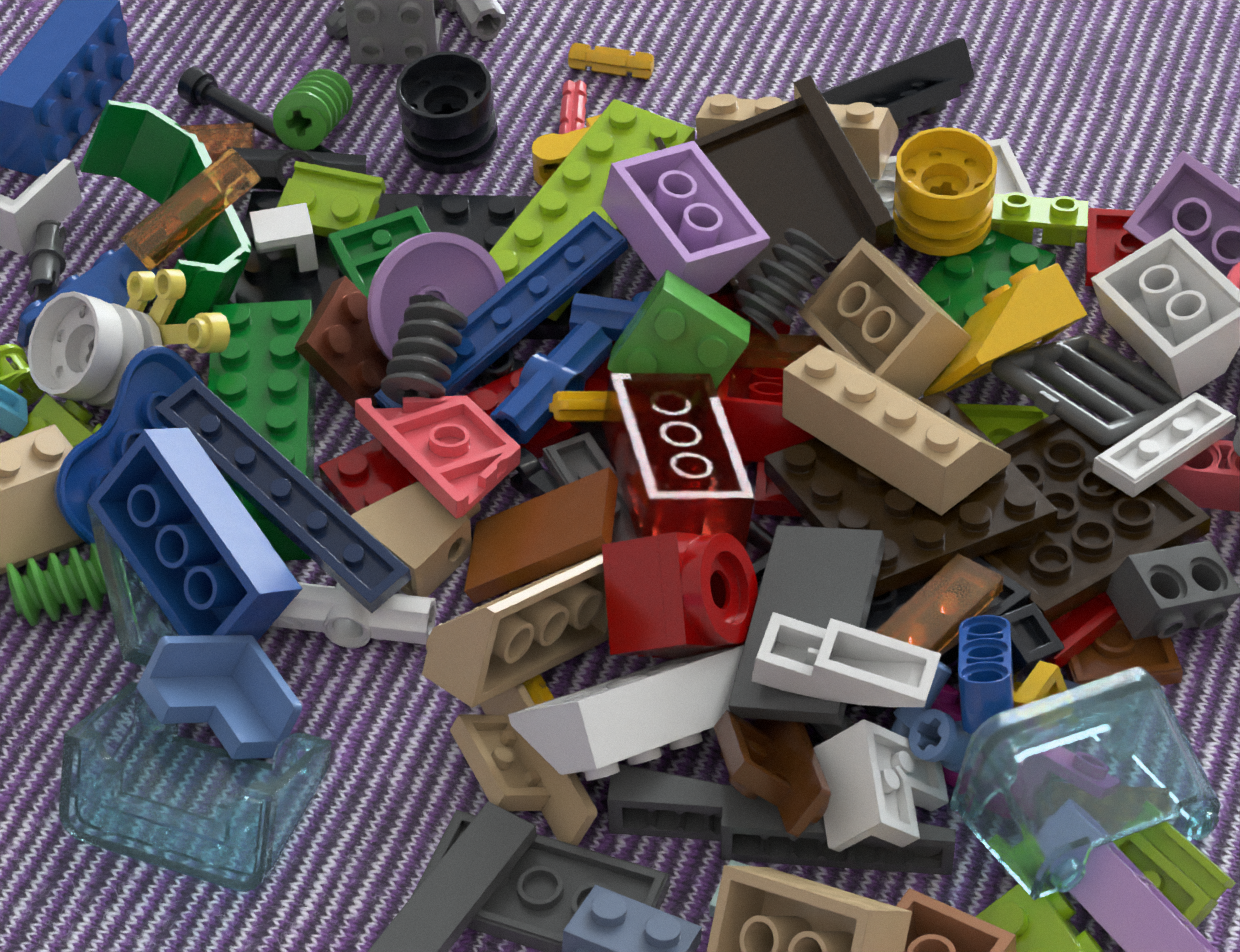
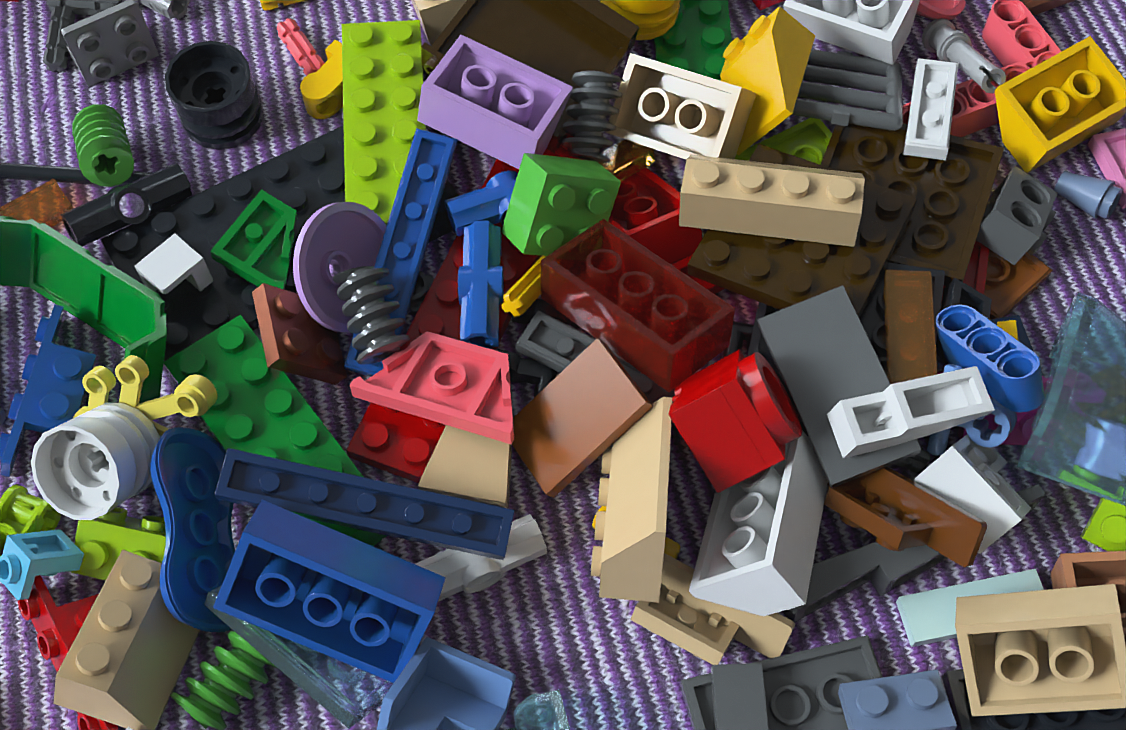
camera: 35 degrees left, 15 degrees up
(191, 208) = (83, 288): clear orange tile -> none
(333, 196) = (190, 212): lime plate -> none

